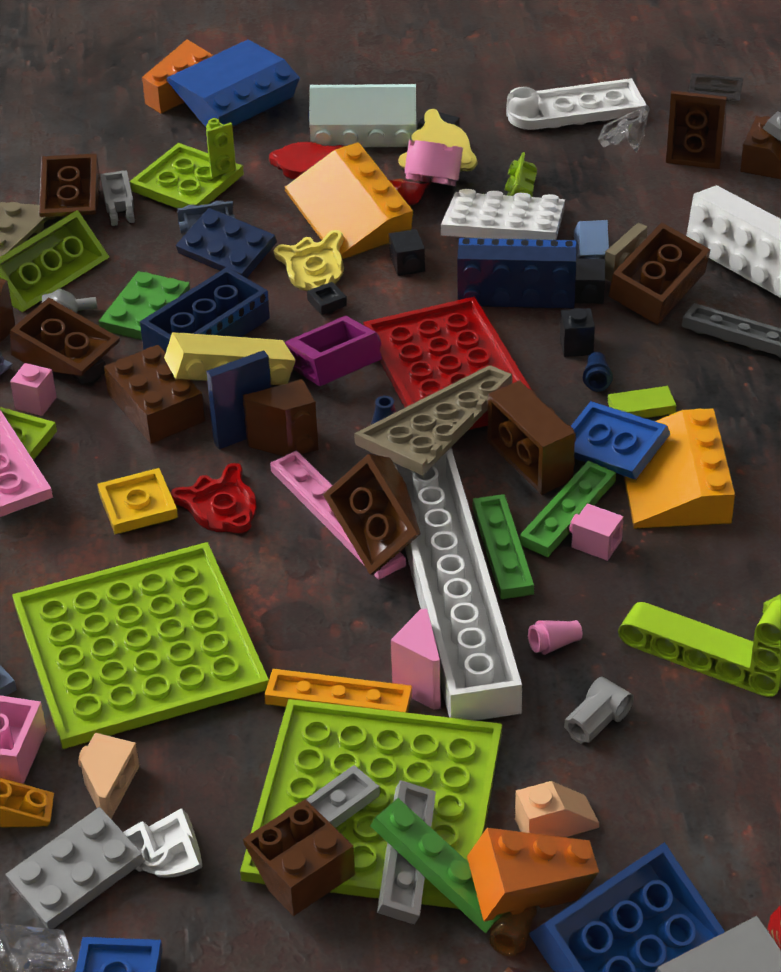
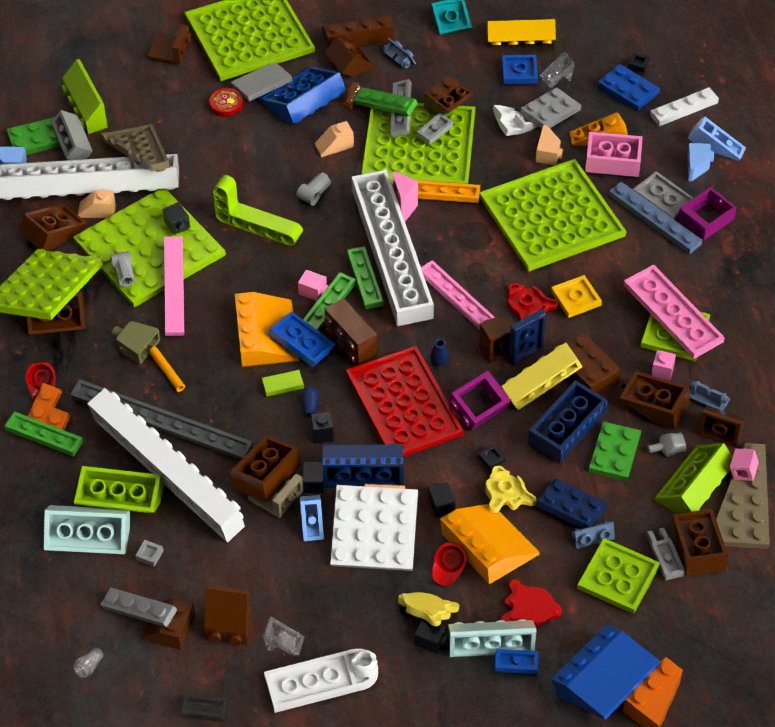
camera: 175 degrees right, 10 degrees up
(220, 147) = (594, 566): lime hinge -> none
(374, 510) = (437, 270): reddish brown slope -> none
(432, 425) = (411, 321): dark tan wing -> none
(433, 161) = (440, 569): bright pink brick -> none
(521, 177) = (365, 577): lime hinge -> none
(528, 870) = (345, 98): orange wedge -> none
(552, 635) = (335, 227): bright pink cone -> none

